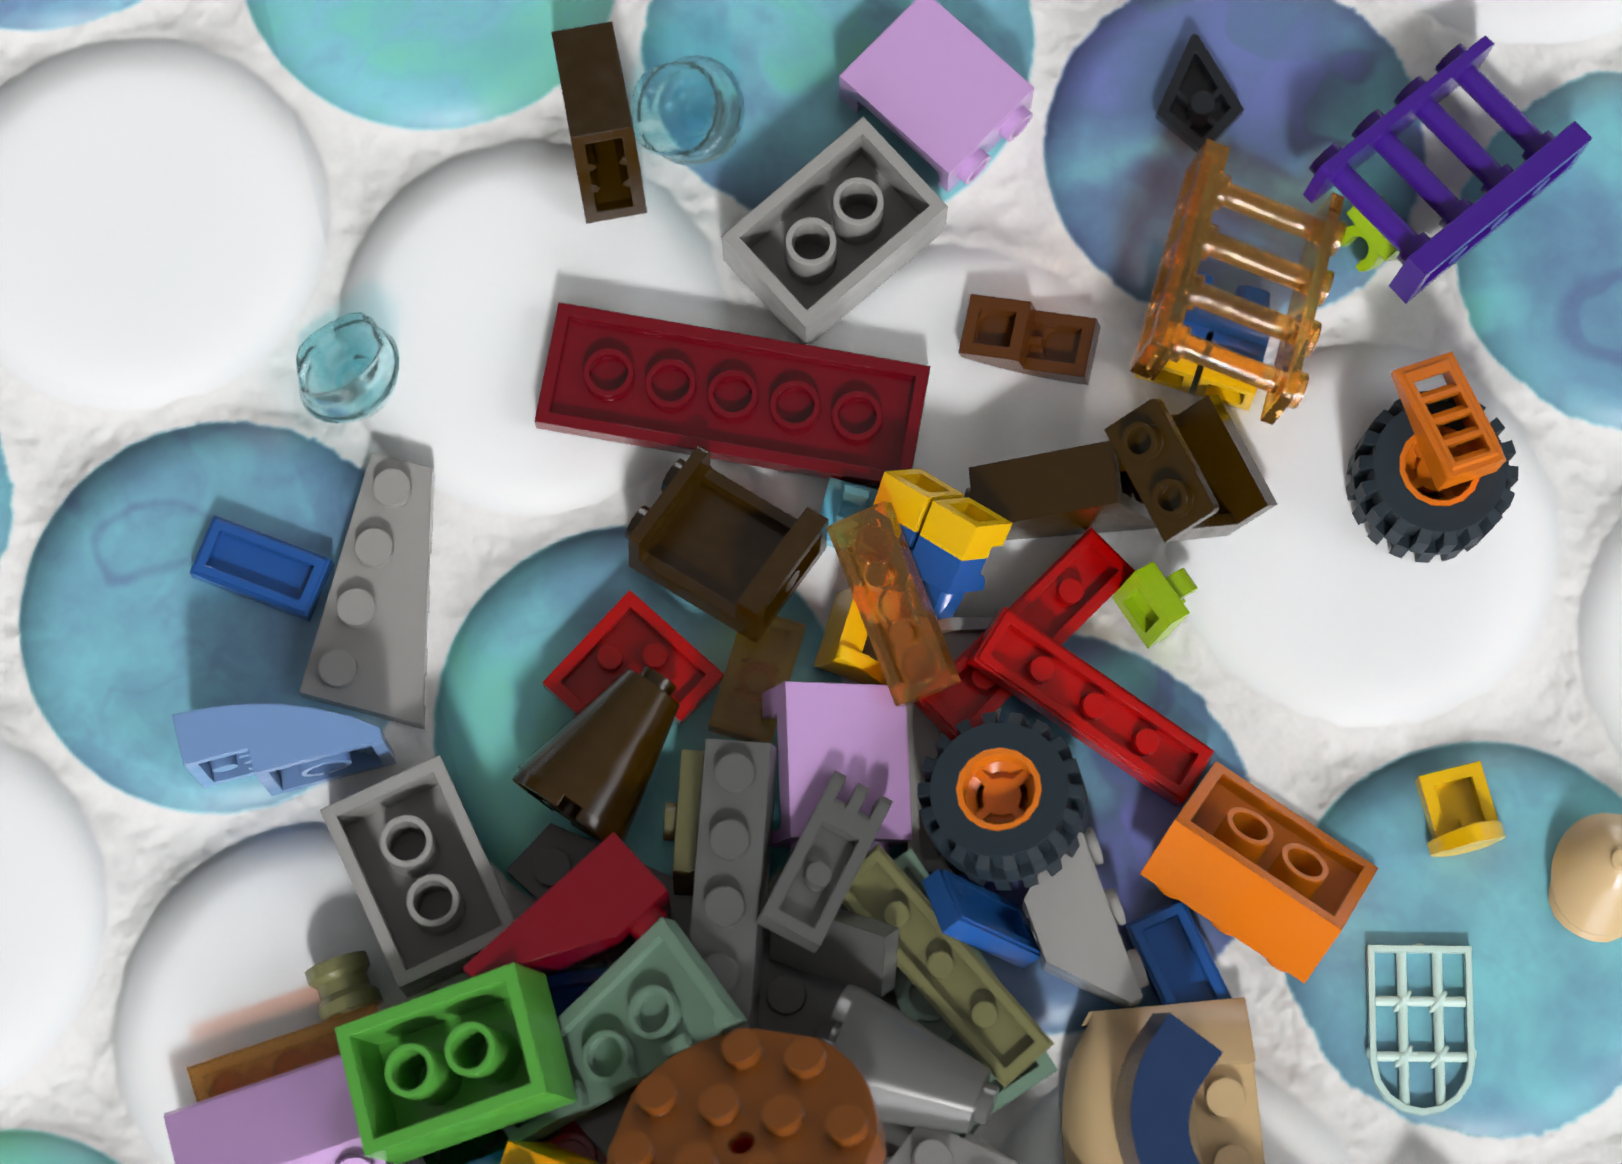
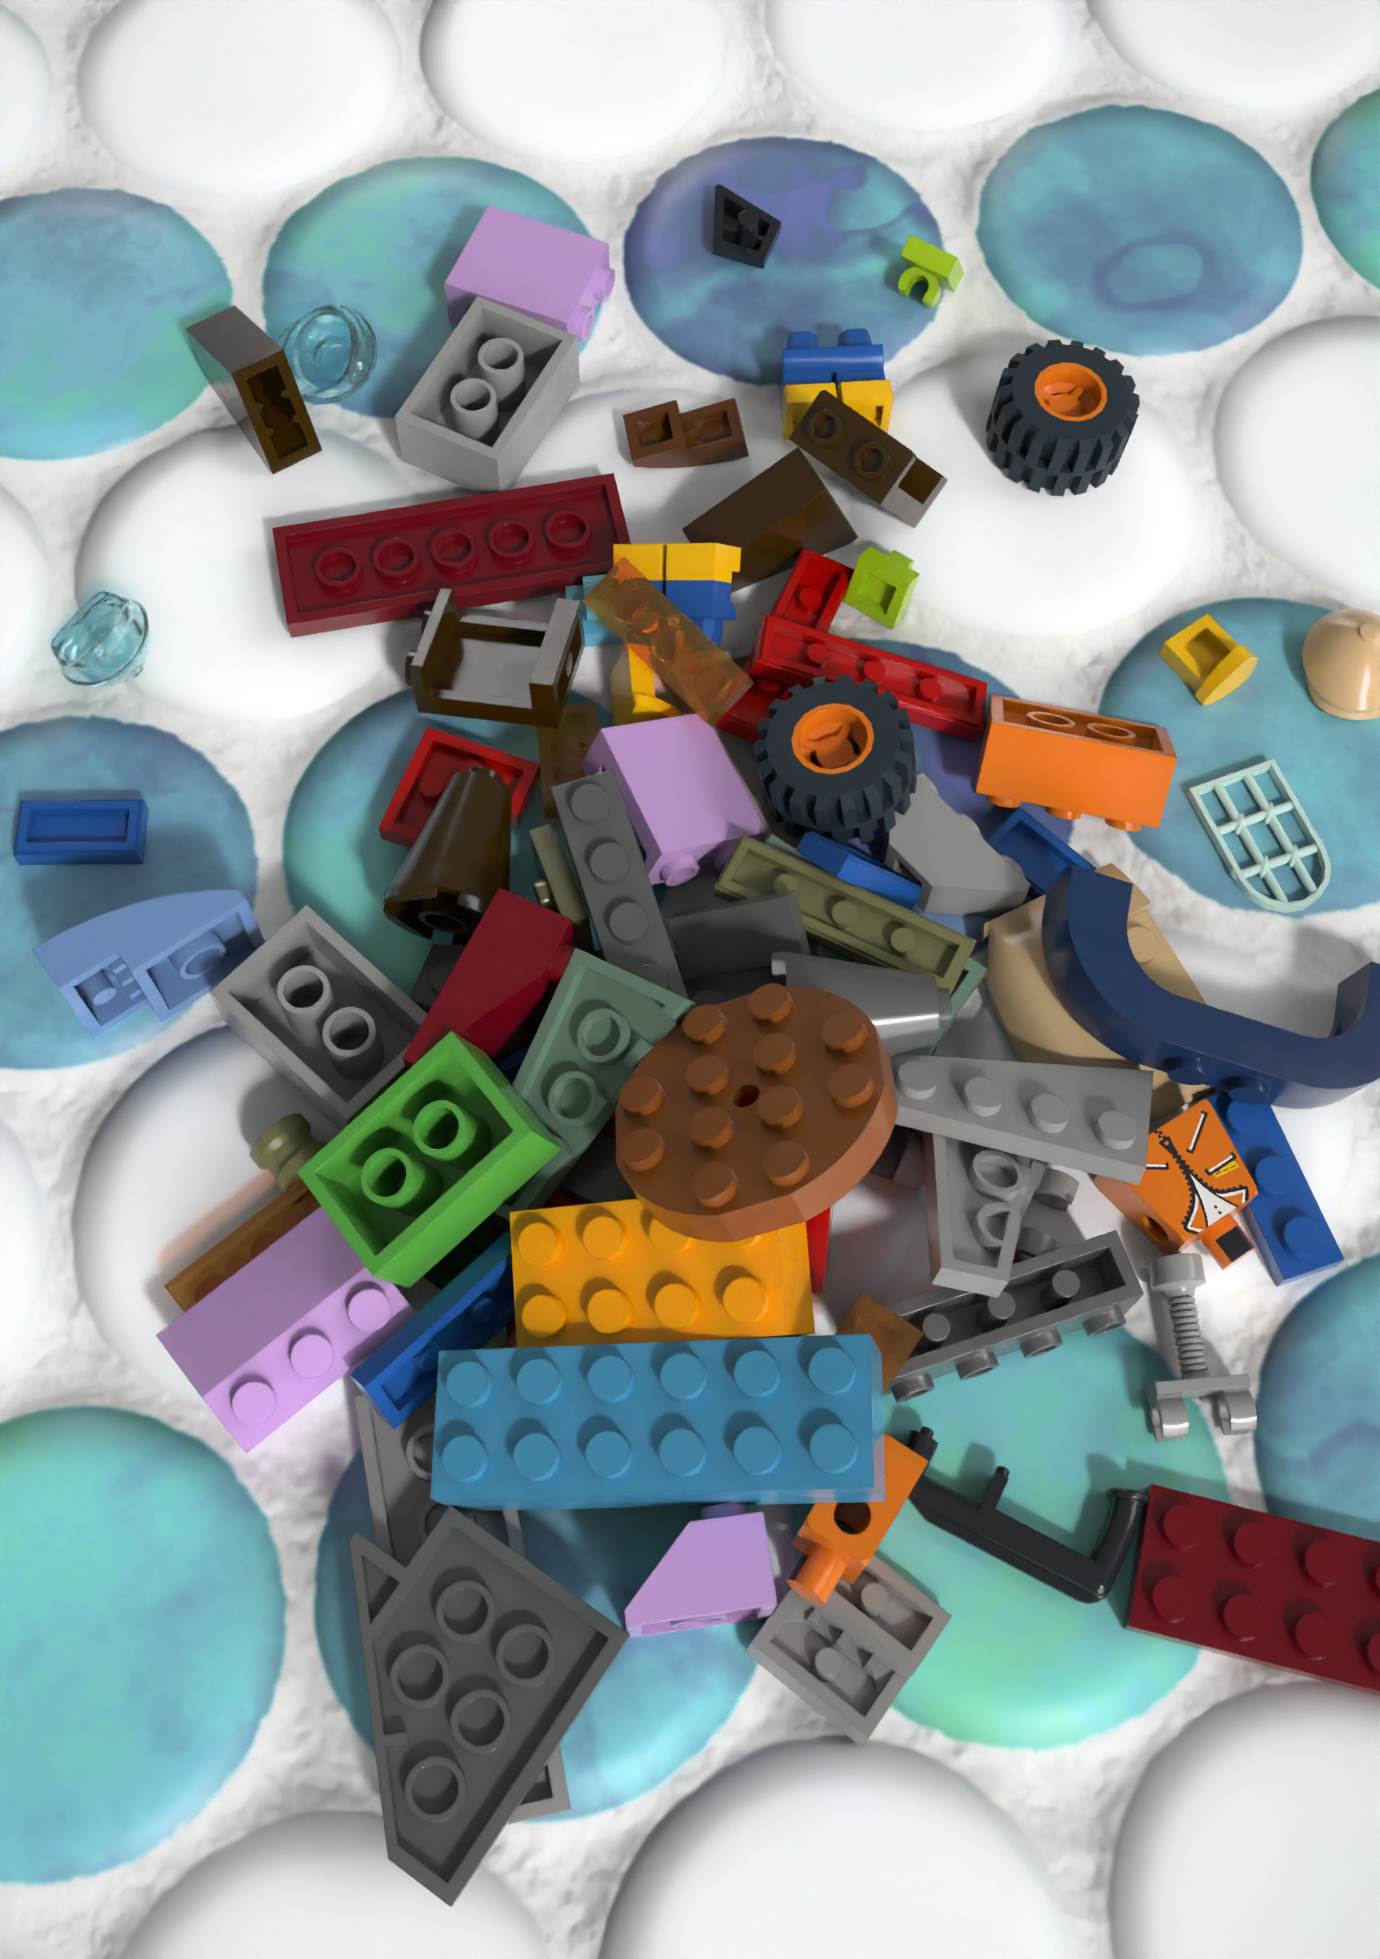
camera: 25 degrees left, 10 degrees down
(376, 615) = (199, 811): light grey wing -> none
(823, 865) = (702, 863): dark grey hinge -> none
(1182, 288) = (798, 333): clear orange fence -> none
(1435, 448) = (1078, 377): orange slope -> none
(1462, 222) = (996, 227): dark purple fence -> none

